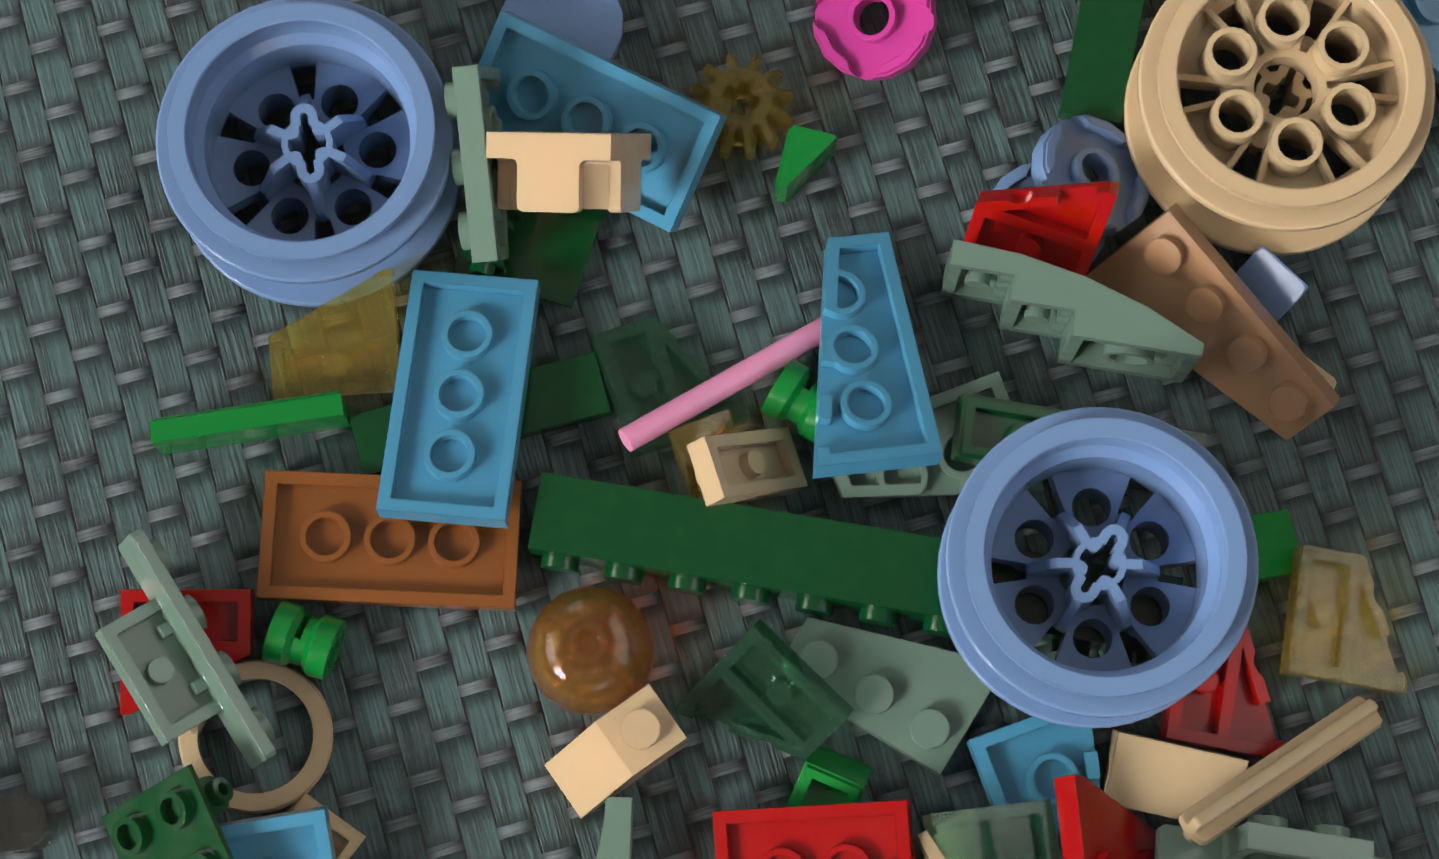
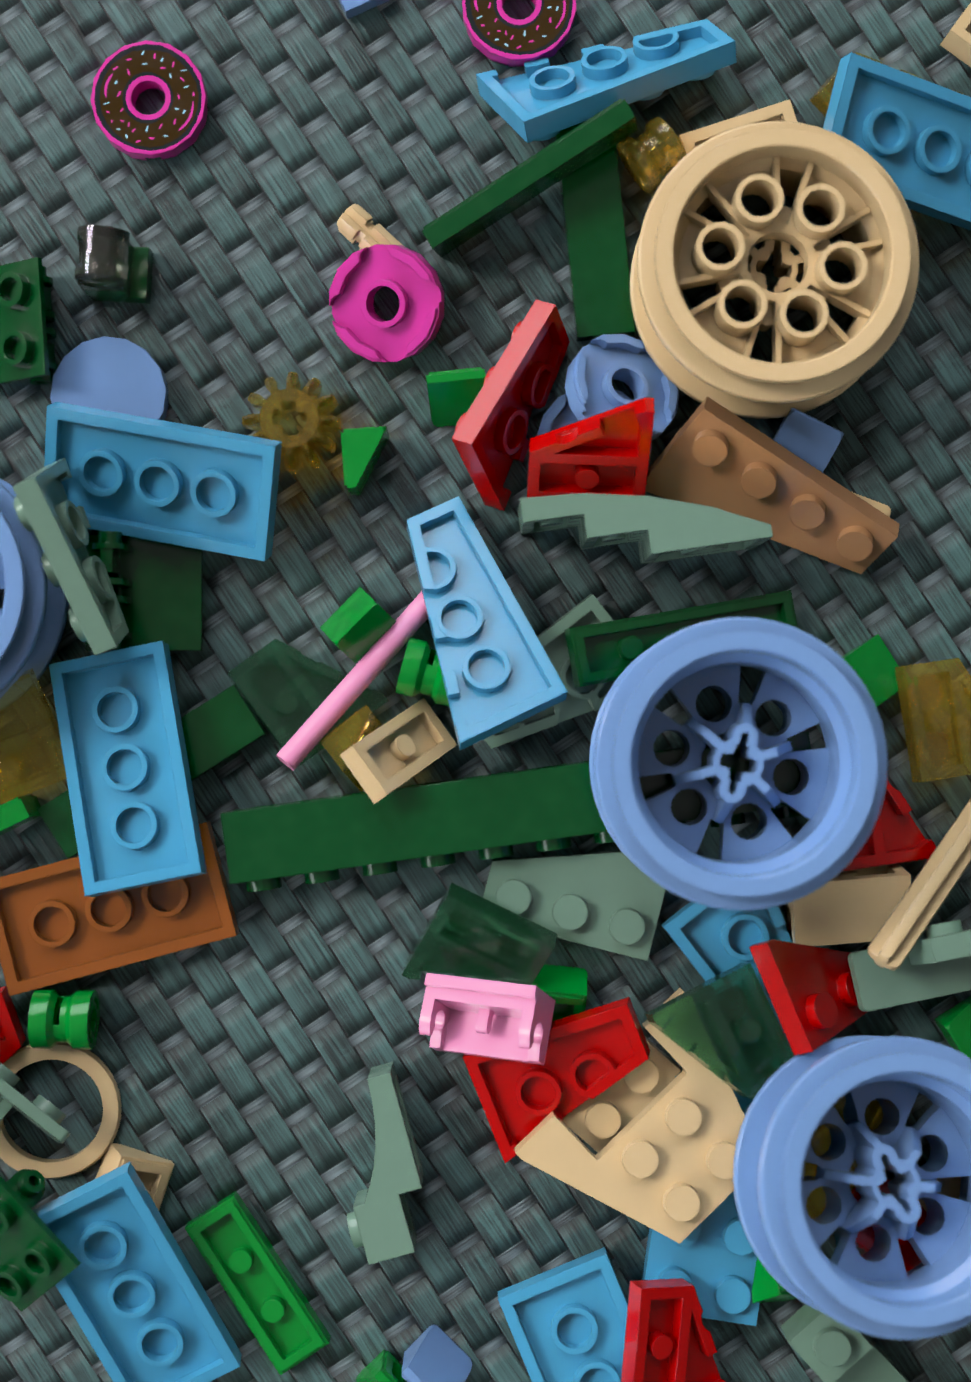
camera: 15 degrees left, 10 degrees up
(568, 170) = (142, 539): tan panel -> none
(590, 650) = (314, 947): clear orange cylinder -> none
(616, 751) = (366, 1028): tan slope -> none
(744, 329) = (357, 624): none -> green slope
(752, 772) = (486, 1018): none -> bright pink hinge
(918, 132) = (452, 393): none -> green slope
(952, 164) = (497, 421): none -> red wing

